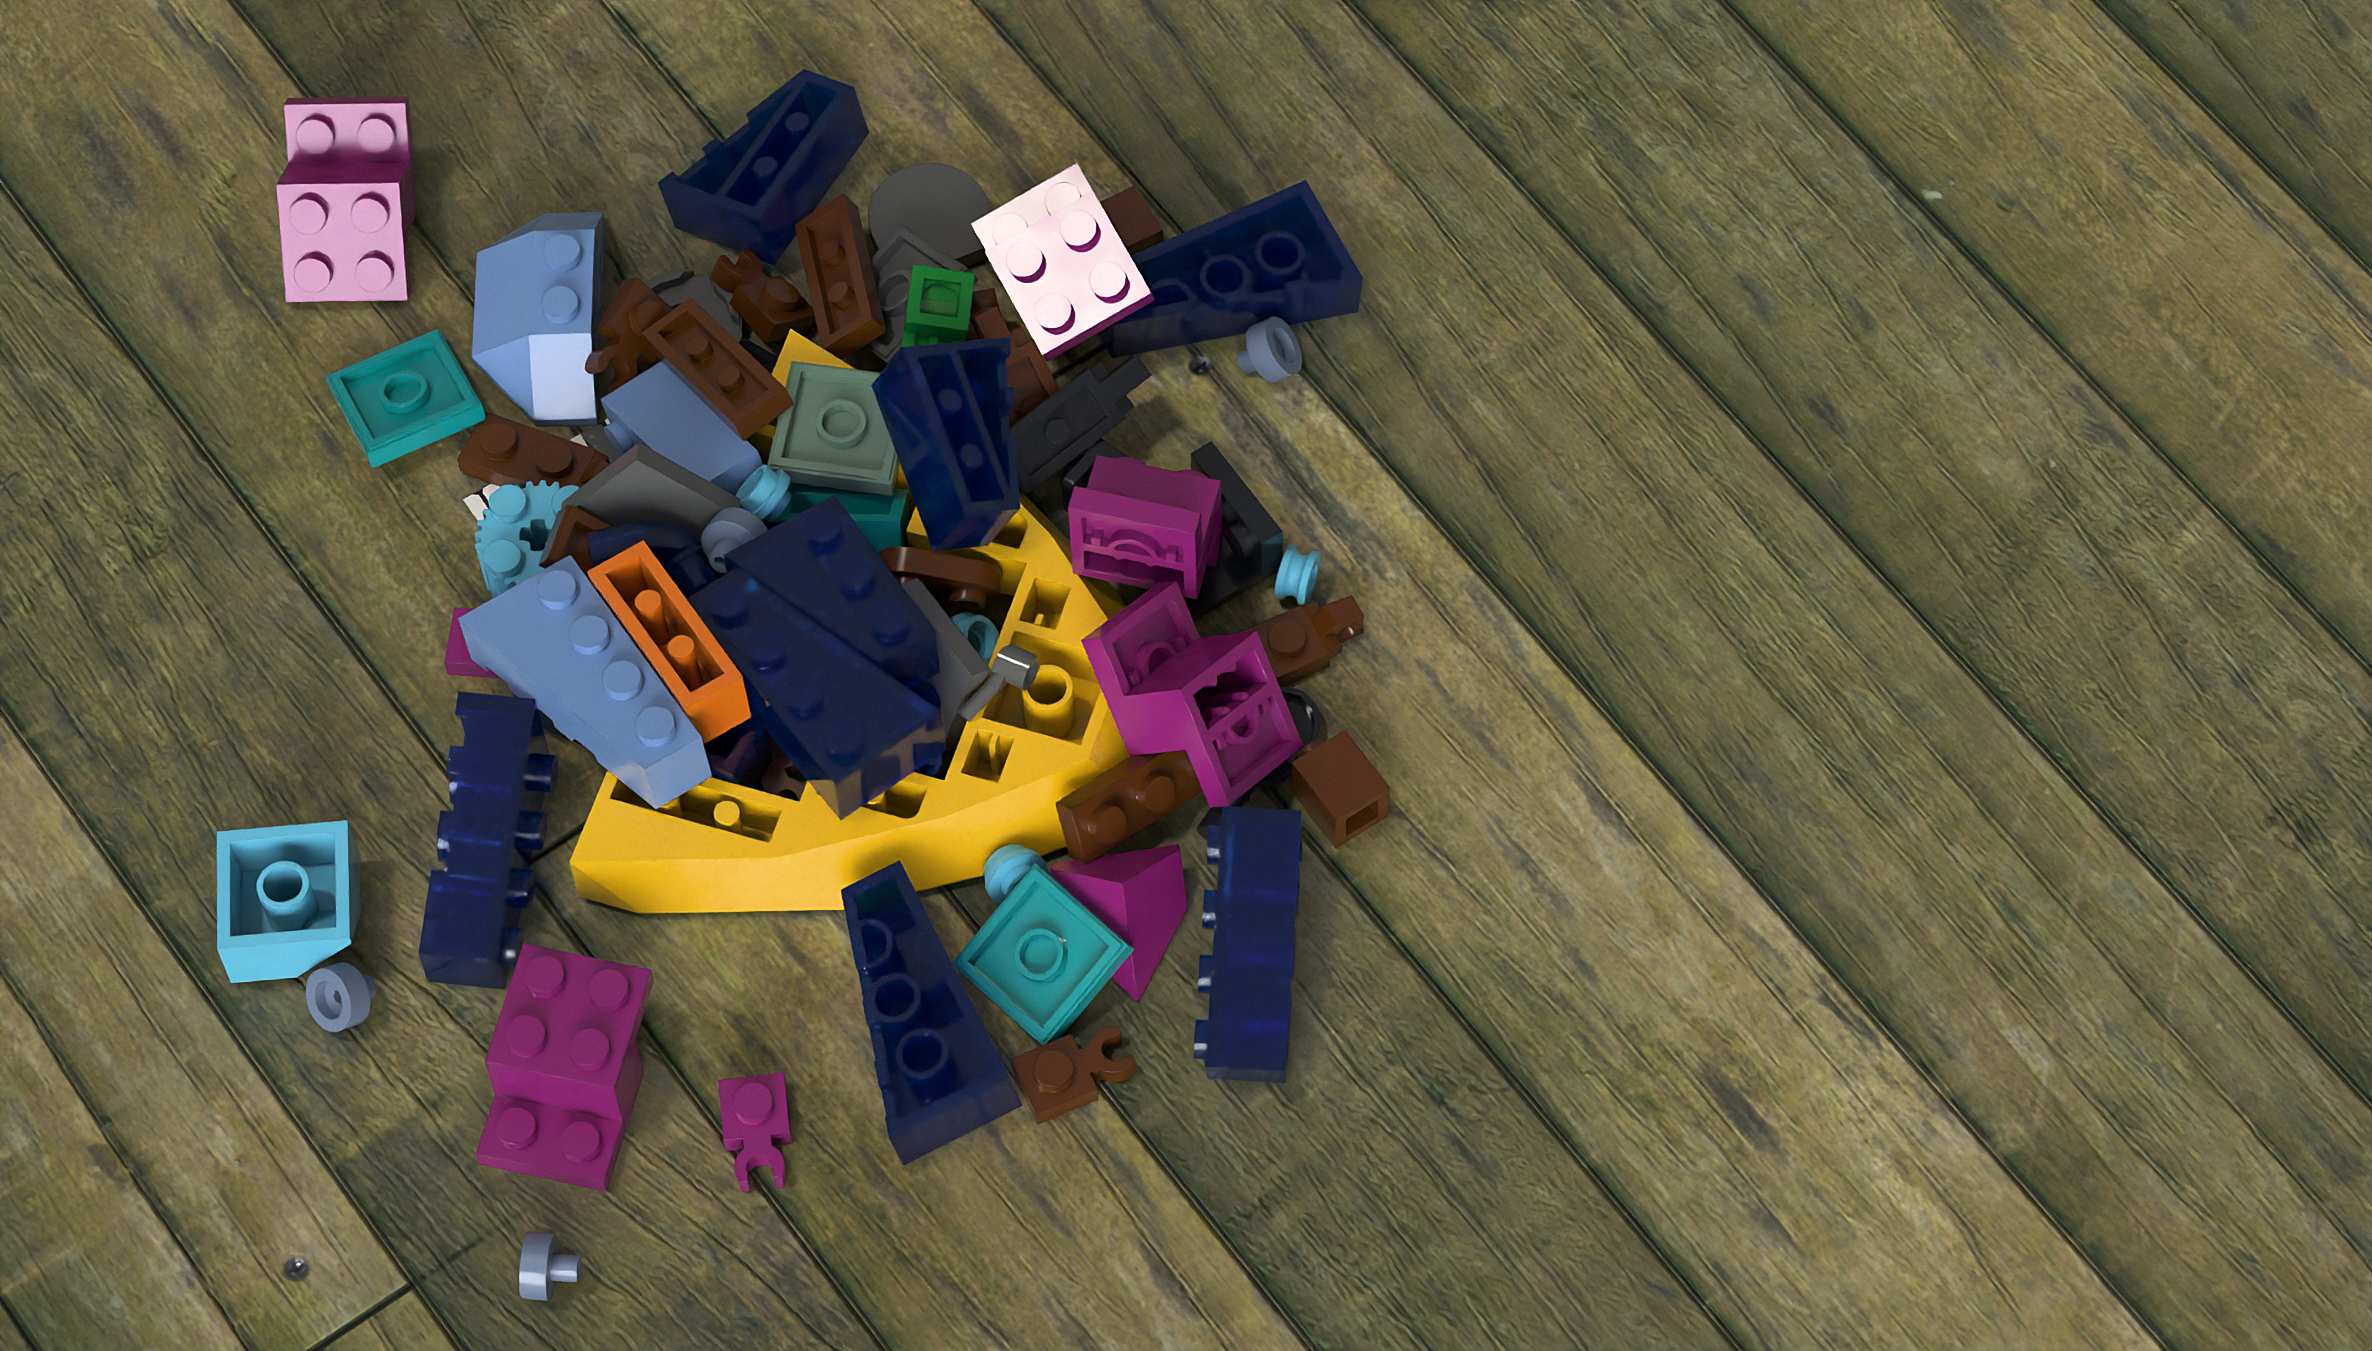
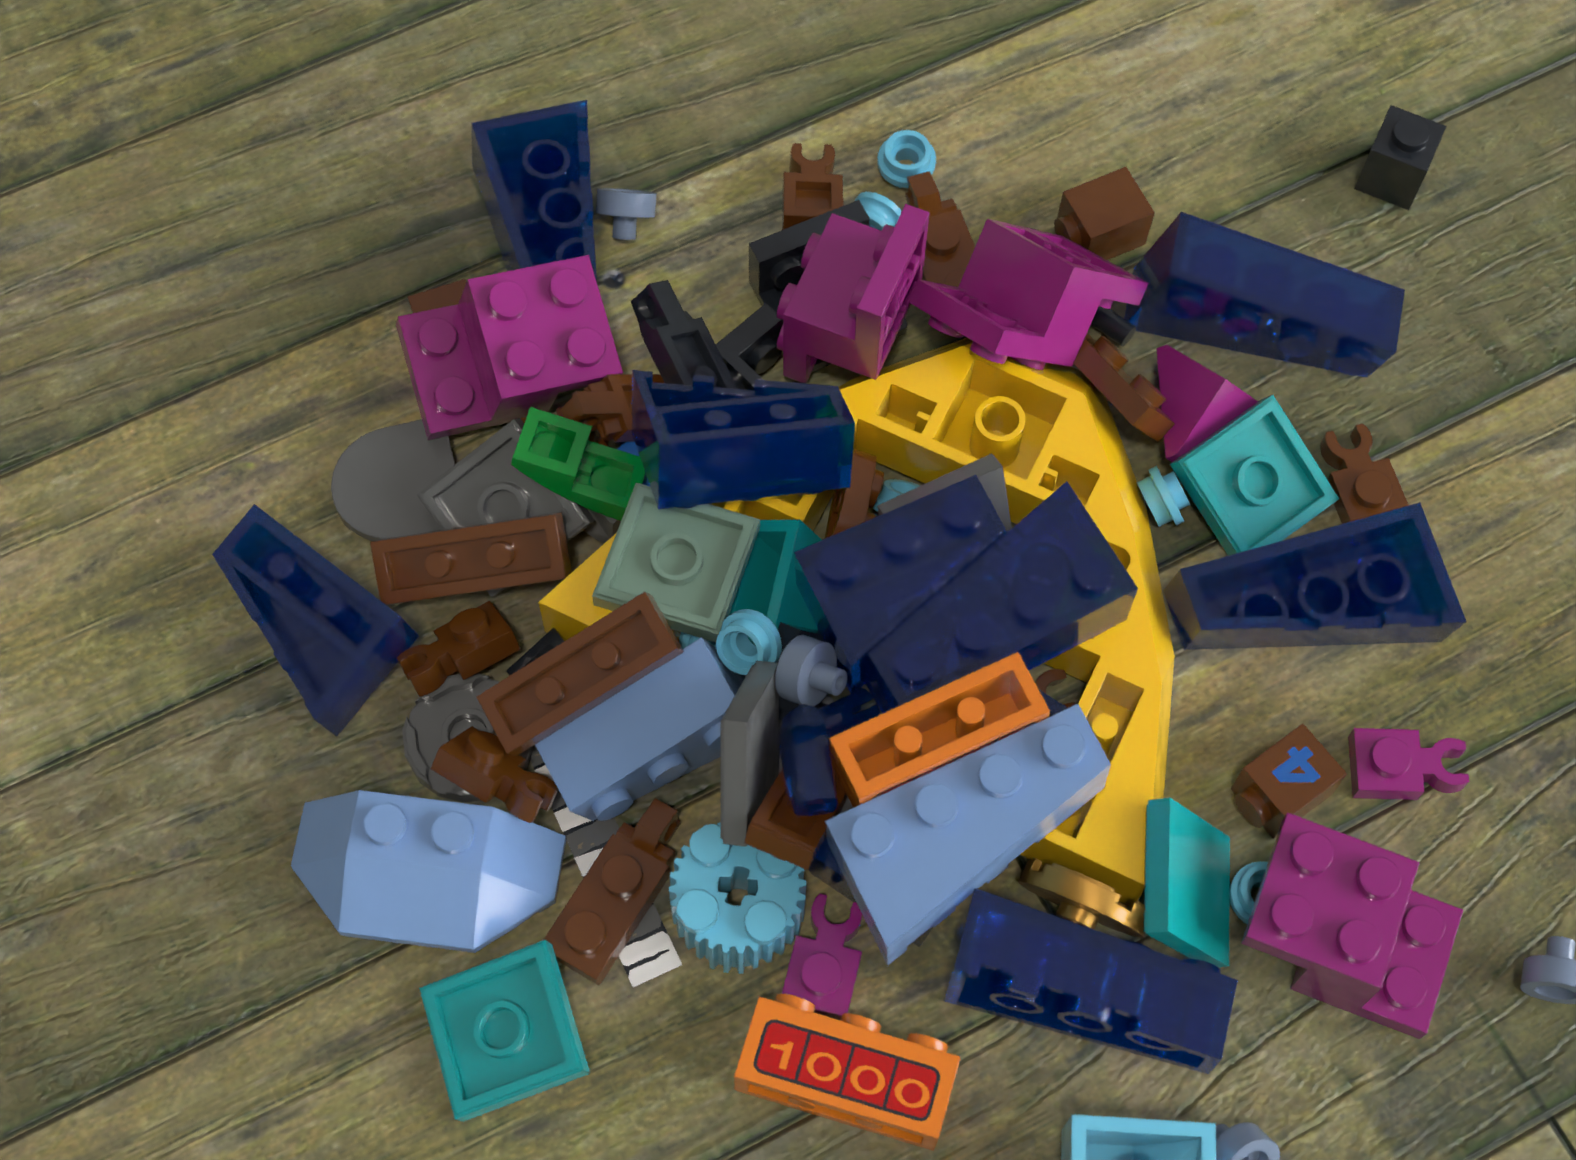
camera: 85 degrees left, 5 degrees up
(347, 199) = (238, 1063): bracket -> none
(390, 666) = (847, 1070): none -> orange brick
(555, 822) = (1082, 898): none -> pearl gold plate
(591, 905) = (1187, 883): none -> teal tile
(714, 1010) = (1286, 778): none -> reddish brown brick
(1010, 666) = (985, 438): dark grey hand -> none
(1318, 519) = (810, 187): none -> reddish brown plate
(1391, 586) = (905, 146): none -> medium azure plate
(1472, 1072) = (1400, 157): none -> black brick

